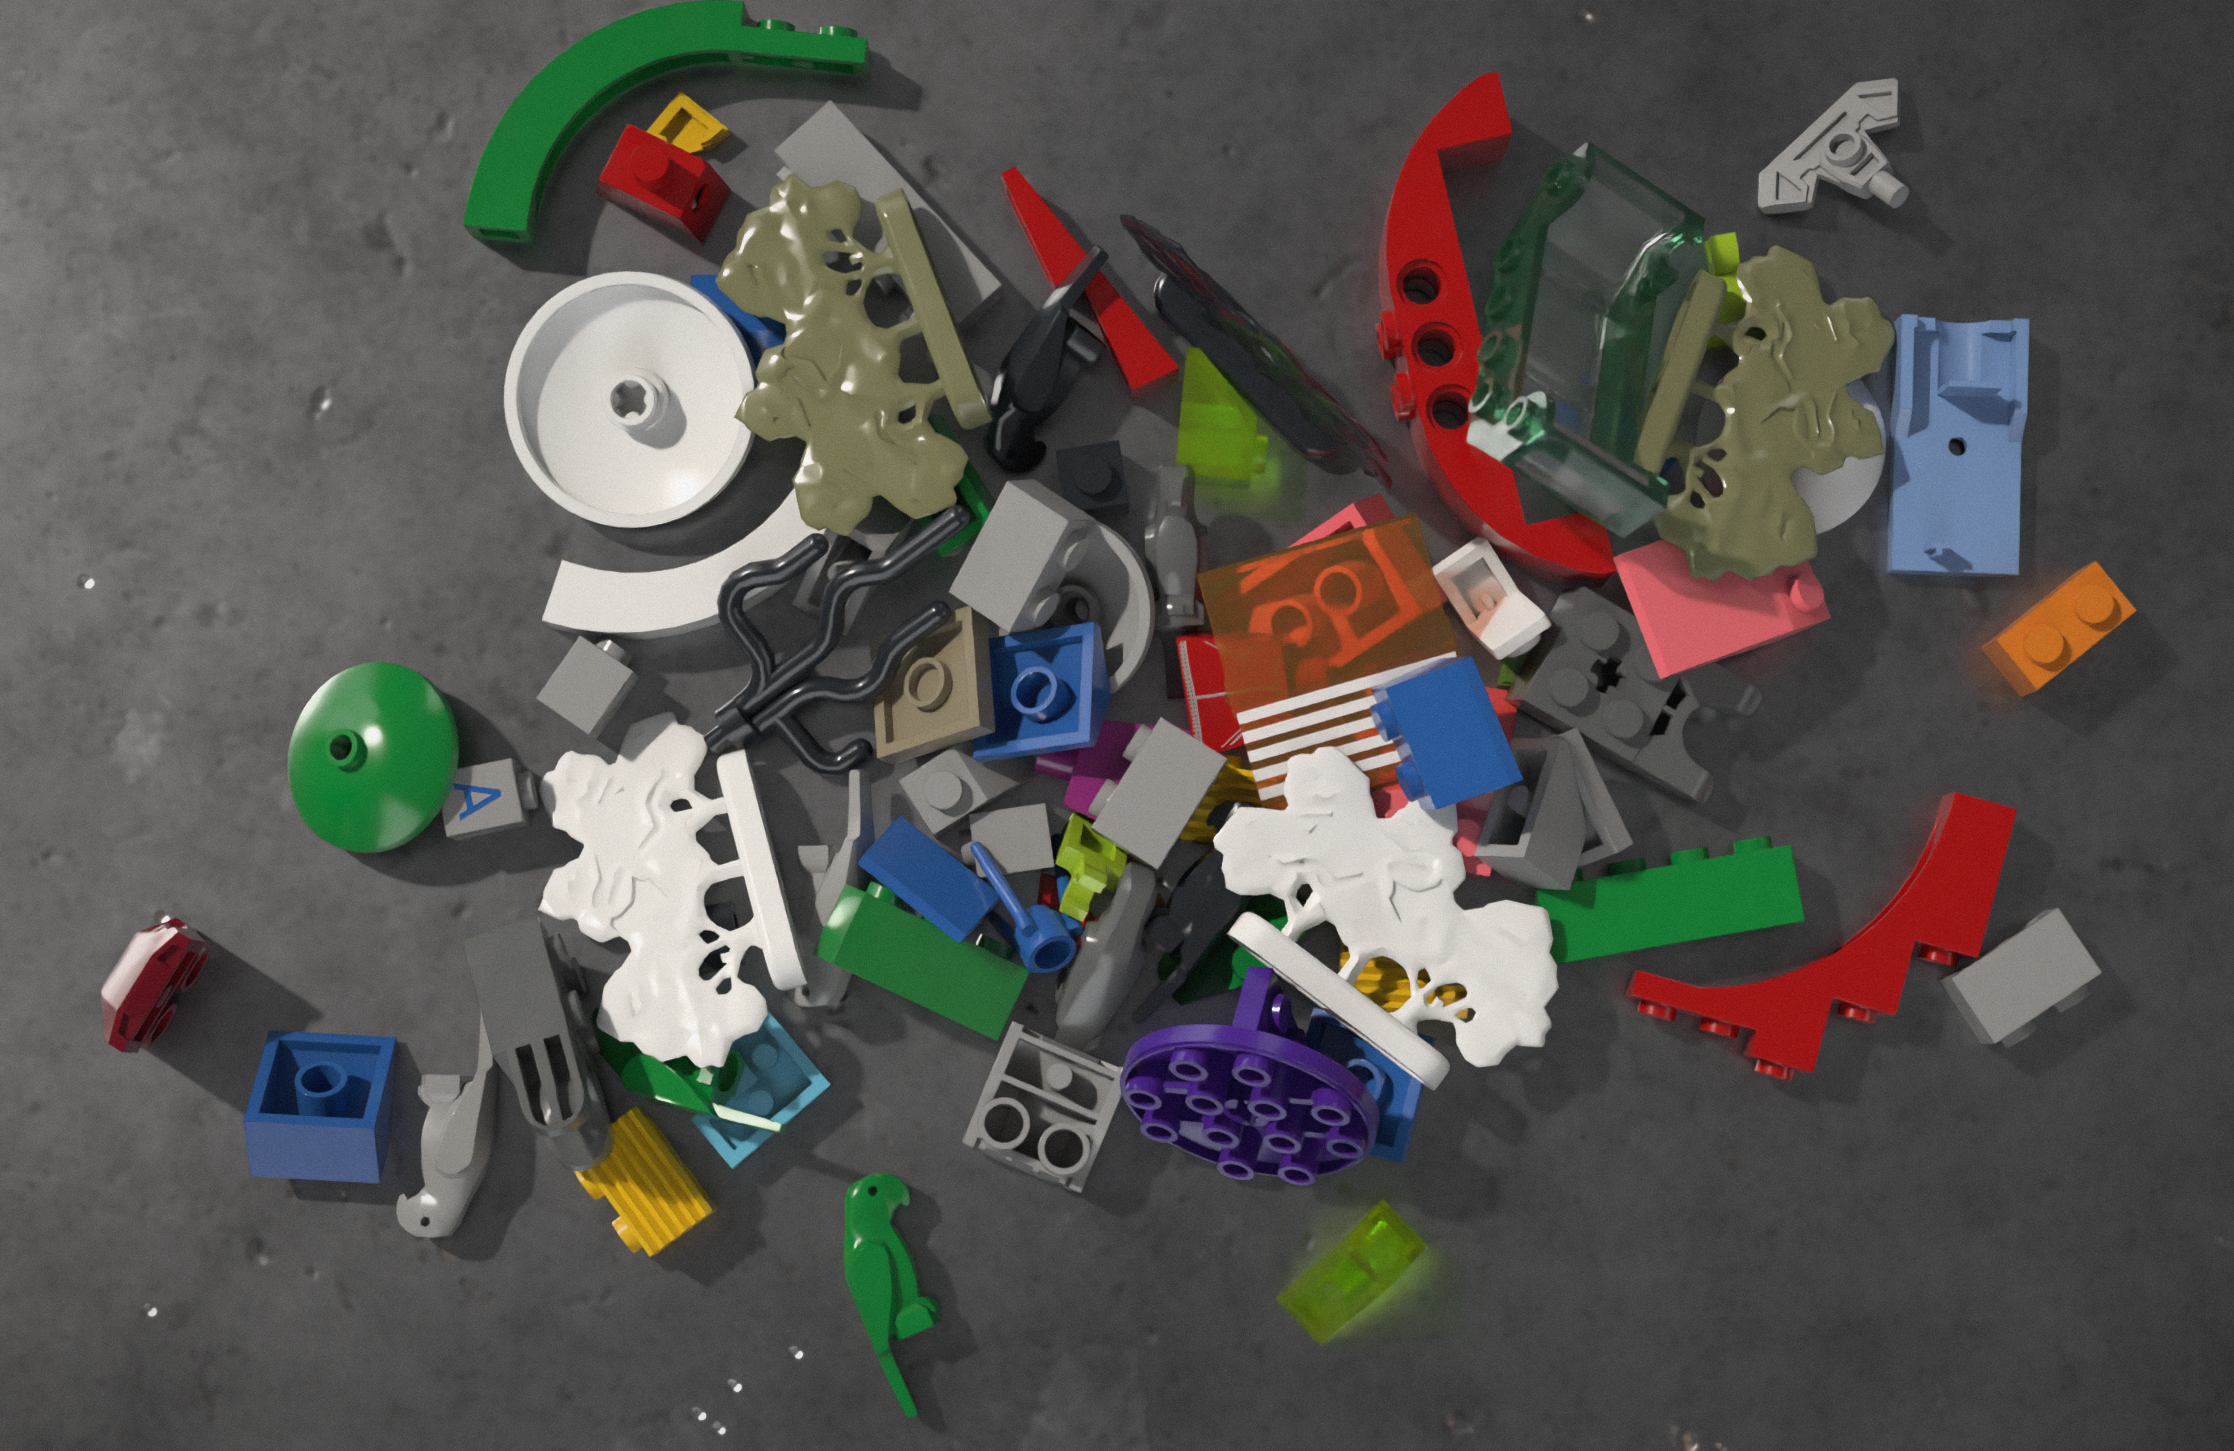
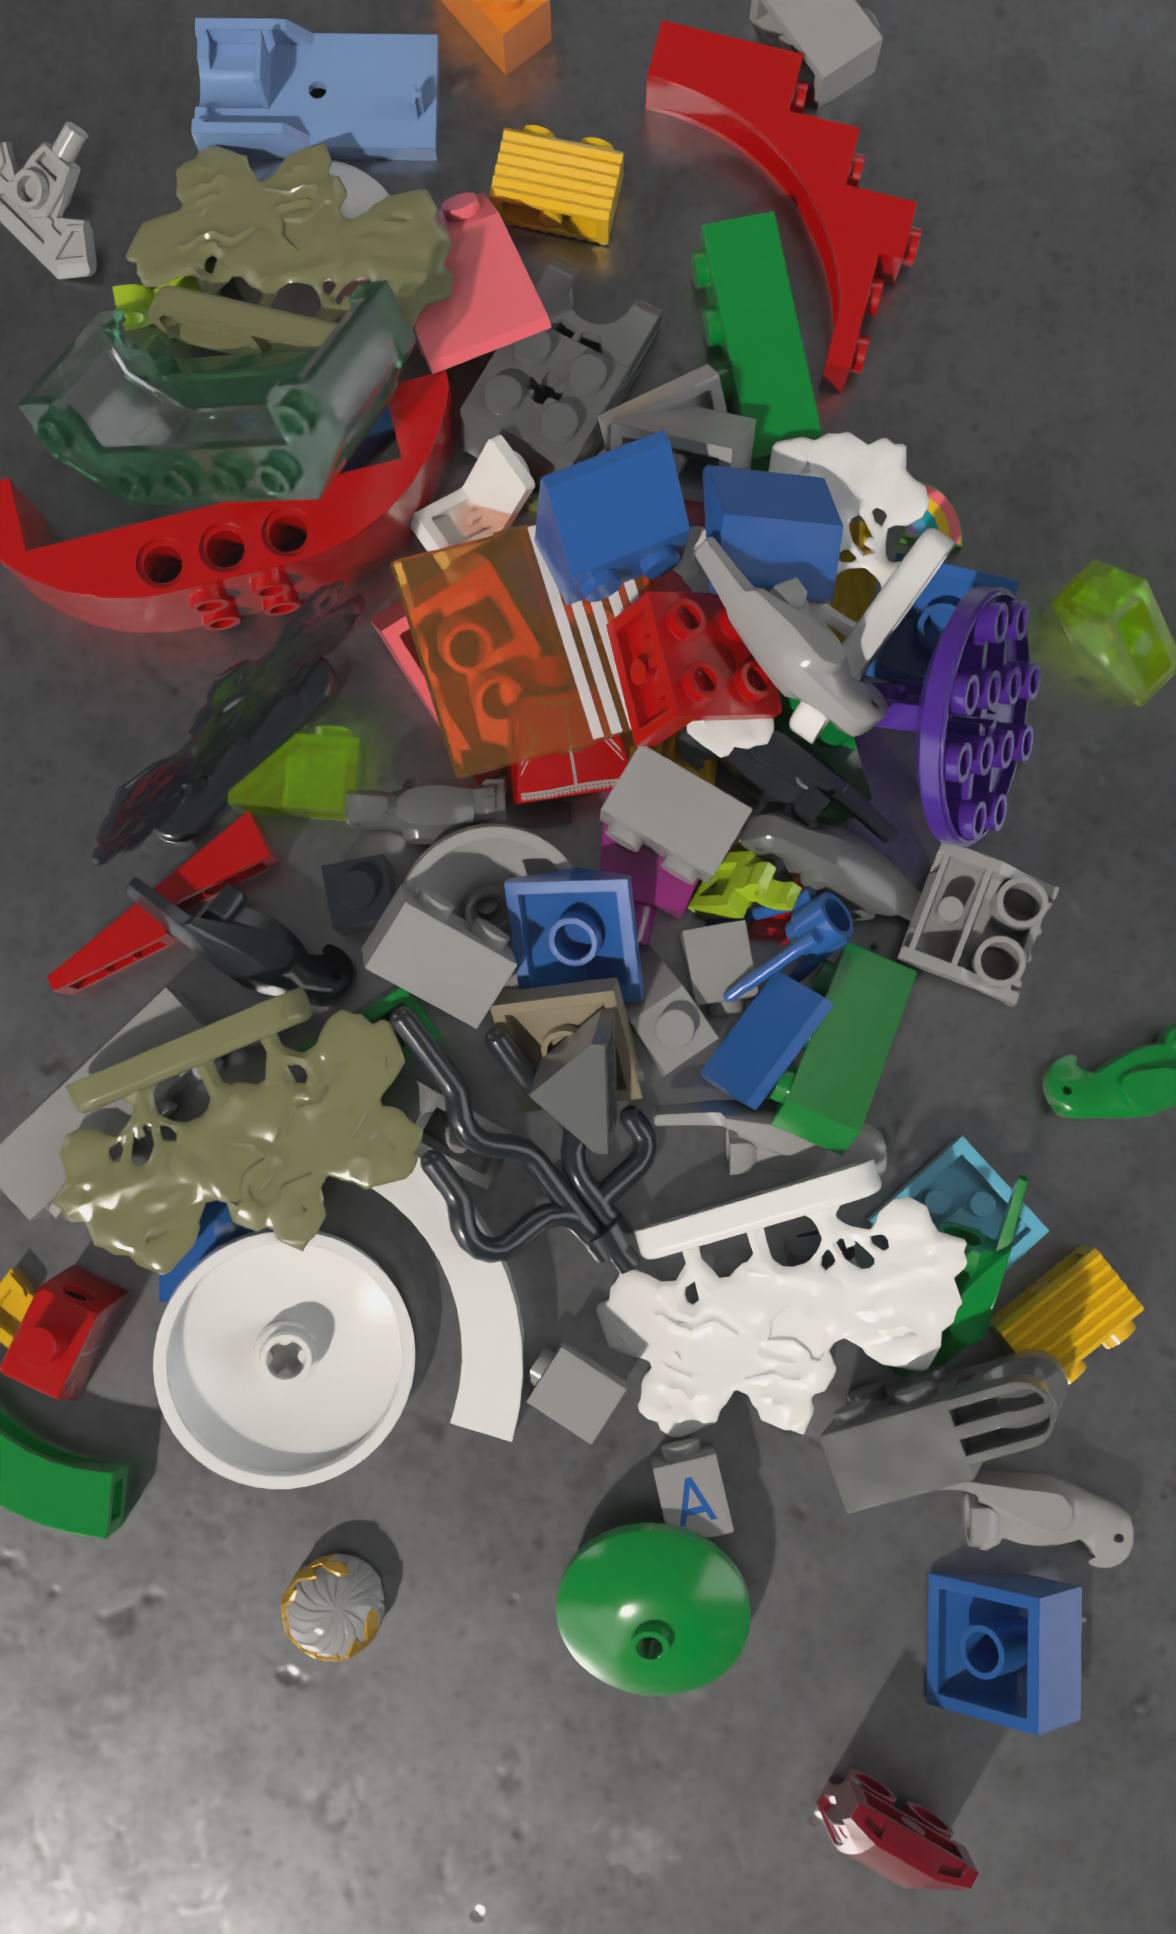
camera: 90 degrees left, 0 degrees up
(386, 444) = (333, 1607): none -> light grey hair
(890, 695) = (580, 1082): none -> dark grey slope
(1304, 813) = (685, 665): none -> red bracket
(1313, 912) = (793, 645): none -> light grey animal
(1438, 895) = (775, 527): none -> blue slope
(1480, 1087) = (939, 515): none -> tile
(1849, 697) = (557, 184): none -> yellow brick

